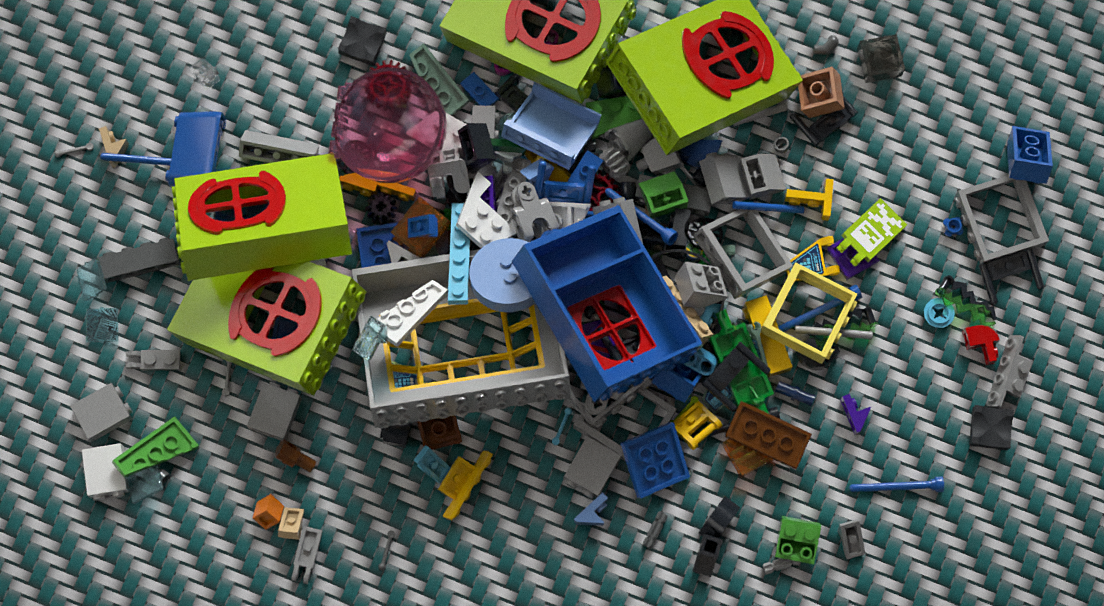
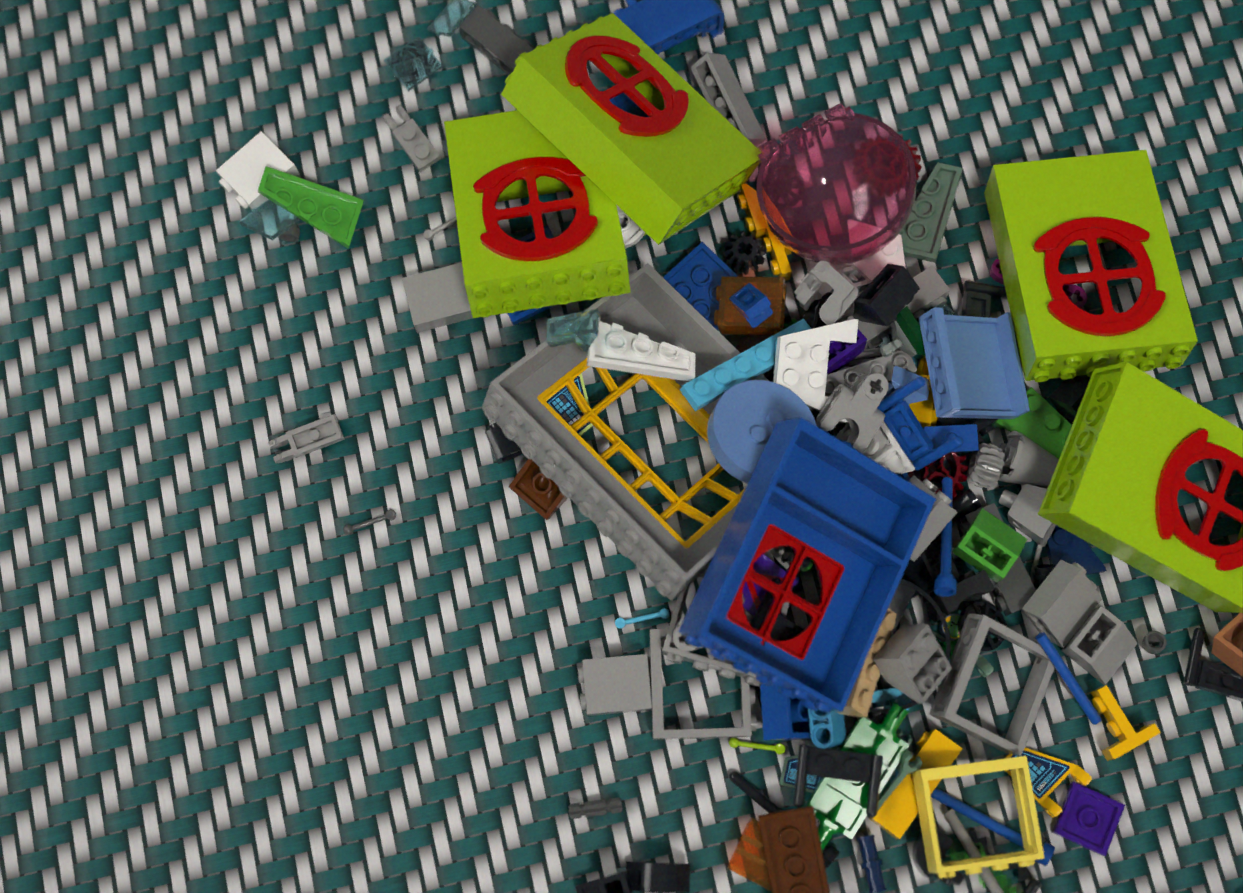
camera: 60 degrees right, 0 degrees up
(102, 412) = (317, 125): light grey brick -> none
(268, 511) = (325, 367): orange panel -> none
(291, 523) = (327, 399): tan slope -> none
(292, 455) = (403, 345): reddish brown piece -> none
(362, 41) = (914, 104): black brick -> none
(398, 254) = (703, 302): light grey slope -> none
(432, 464) = (496, 504): medium azure slope -> none
(461, 480) = (500, 548): yellow bracket -> none
(479, 90) = (955, 263): blue plate -> none
(588, 515) = (559, 718): medium blue slope -> none
(655, 460) = (673, 752): blue plate -> none
(692, 420) = (751, 763): yellow plate -> none
(766, 112) = (1174, 595): light grey bar -> none
(872, 232) = (1133, 823): lime tile -> none

